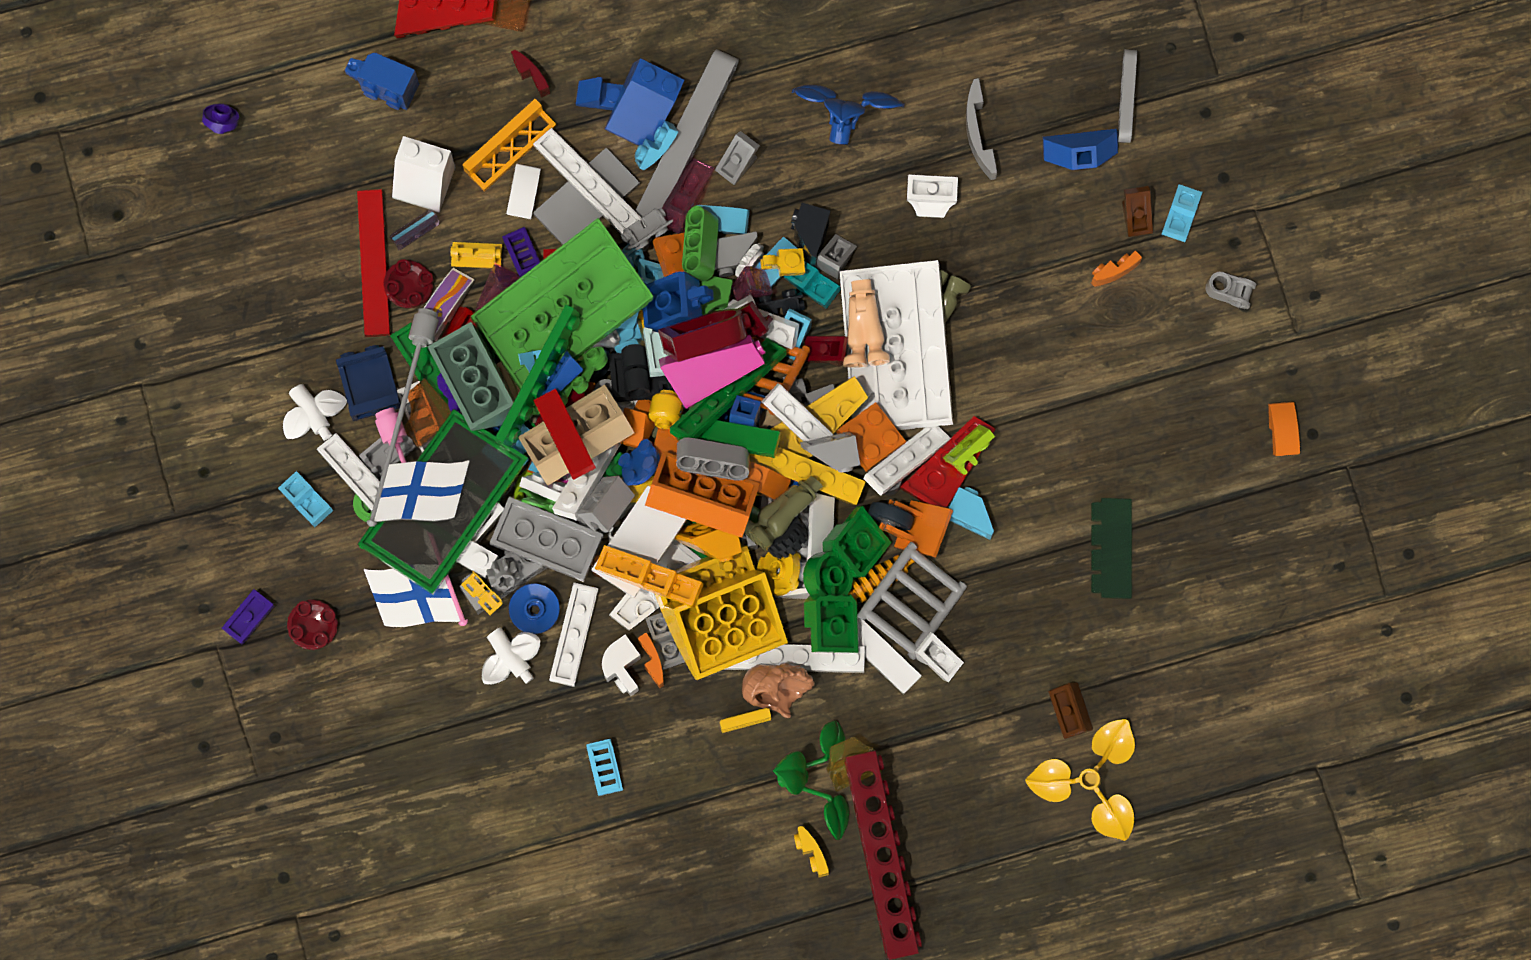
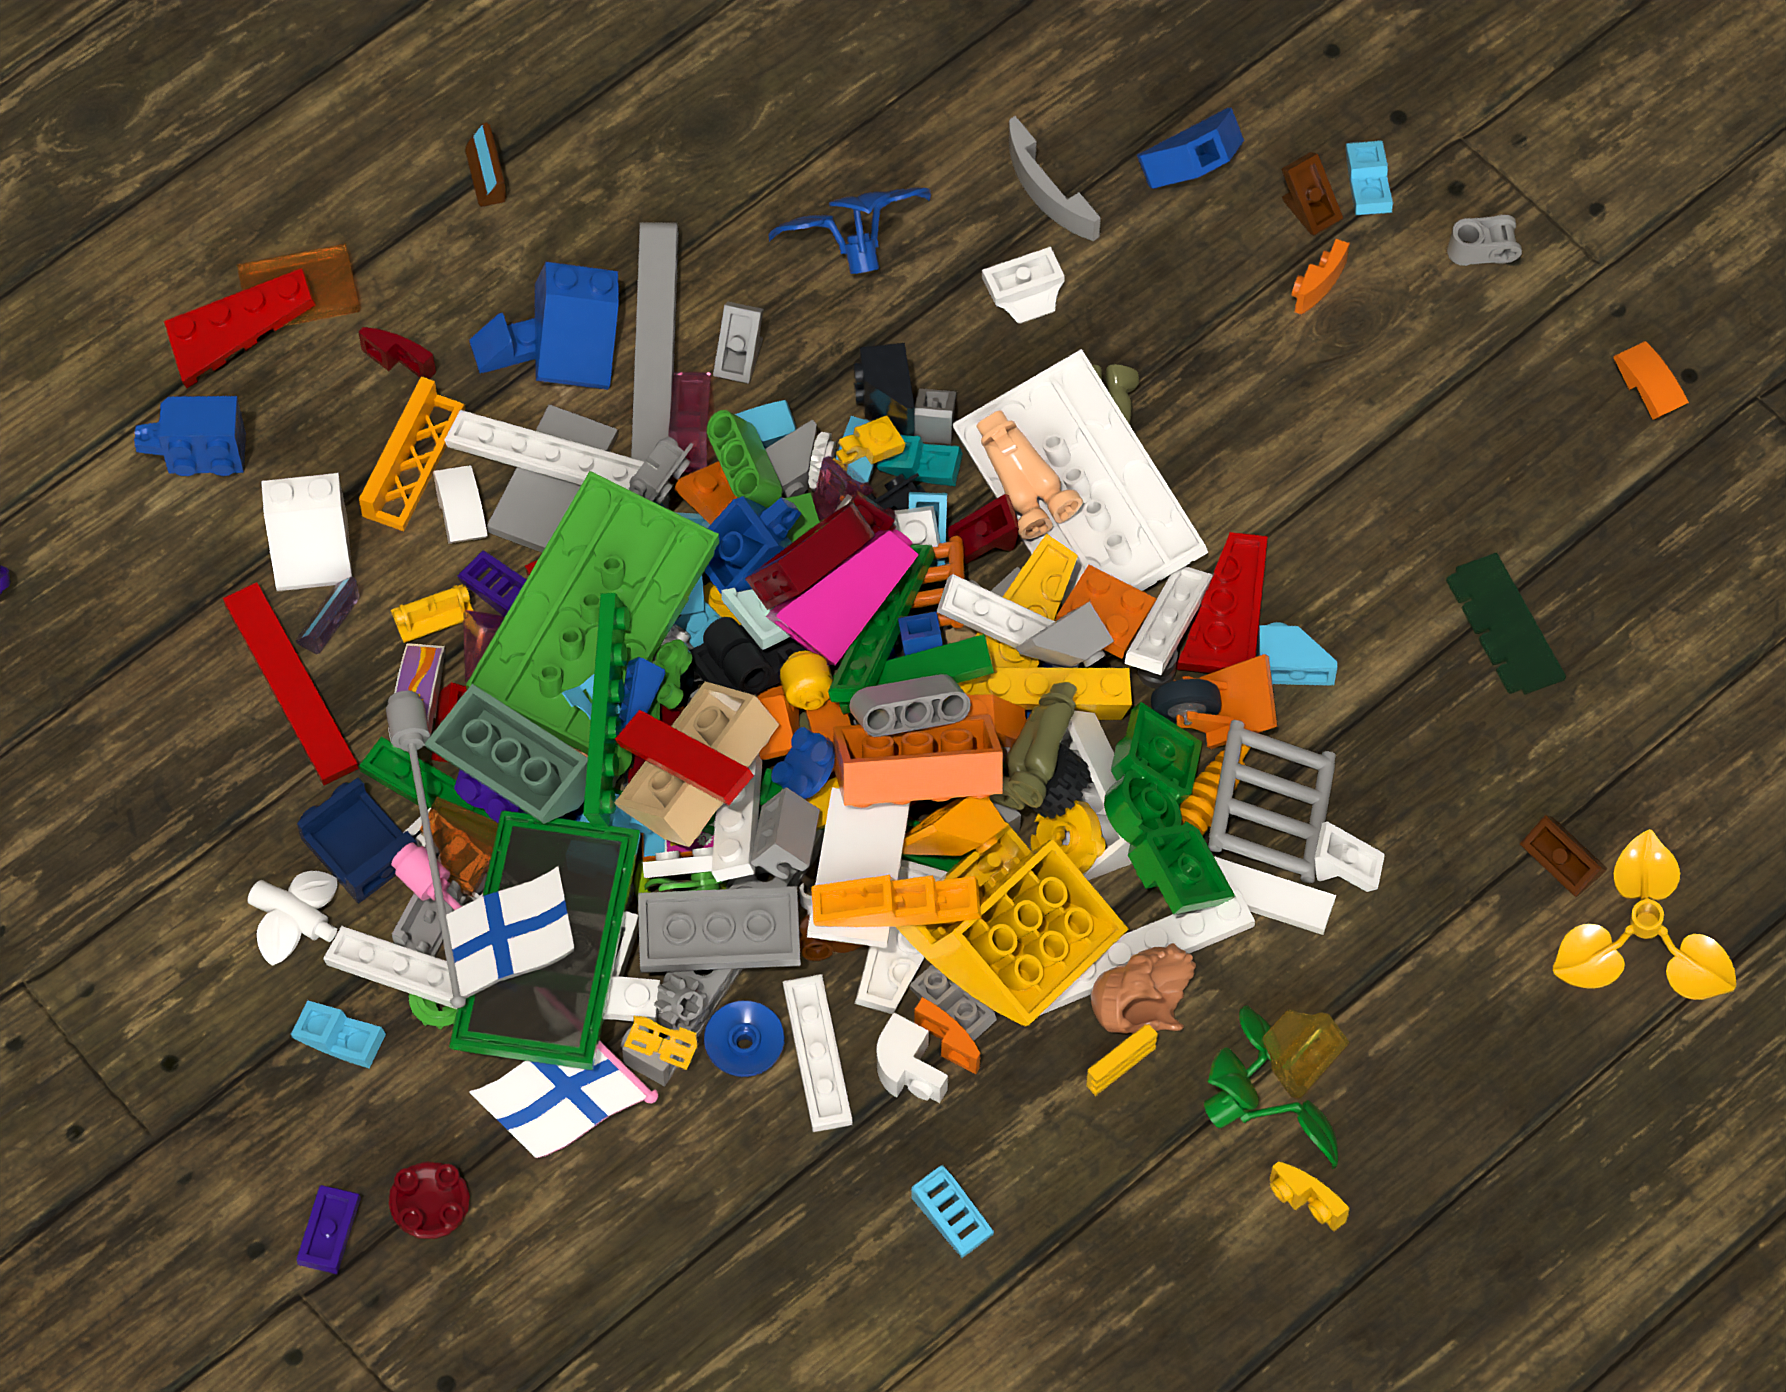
camera: 25 degrees left, 15 degrees down
(408, 284) = (353, 688): dark red dish -> none
(510, 656) = (741, 1118): white plant -> none
(651, 151) = (613, 384): medium azure slope -> none
(893, 946) = (1411, 1171): dark red brick -> none
(973, 443) = (1243, 575): lime plate -> none
(1127, 96) = (1220, 64): light grey beam -> none

